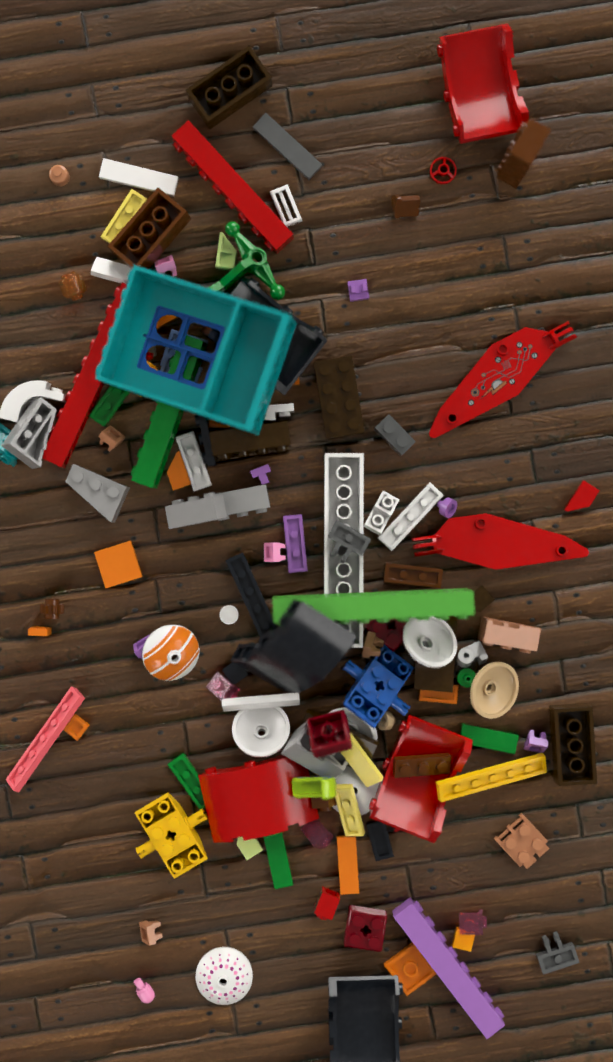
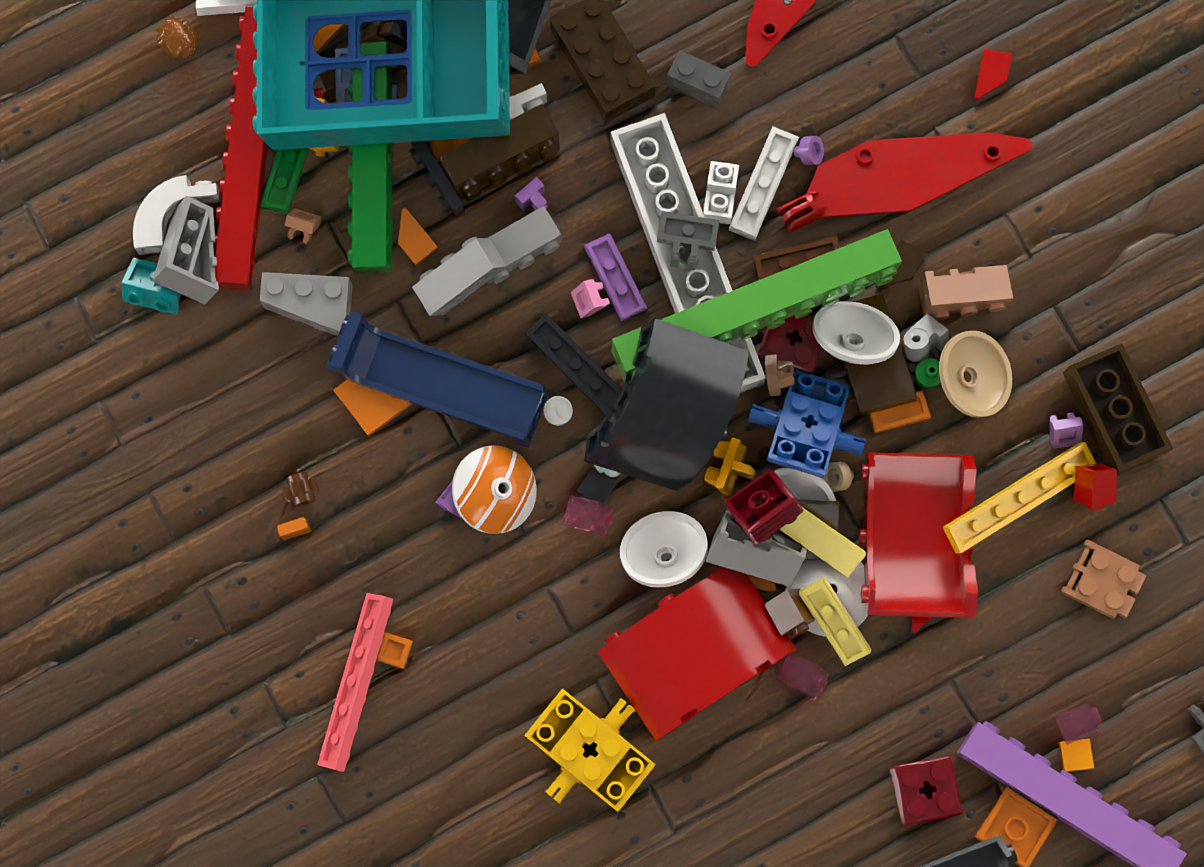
camera: 20 degrees left, 10 degrees down
(158, 571) = (437, 380): none -> dark blue panel
(188, 778) = (586, 666): green tile -> none
(193, 461) = (430, 215): white tile -> none
(249, 847) = (708, 730): yellowish green tile -> none
(259, 702) = (649, 511): white tile -> none
(278, 860) = (759, 735): green tile -> none
(314, 787) = (772, 595): lime animal -> none
(315, 696) = (733, 466): none -> light orange hips
(326, 903) = (855, 774): red brick -> none
(347, 865) = (864, 707): orange tile -> none
(379, 840) = (897, 654): black tile -> none
(421, 765) = (914, 518): reddish brown plate -> none
(490, 738) = (1000, 449): green tile -> none
(540, 785) = (1095, 485): none -> red brick

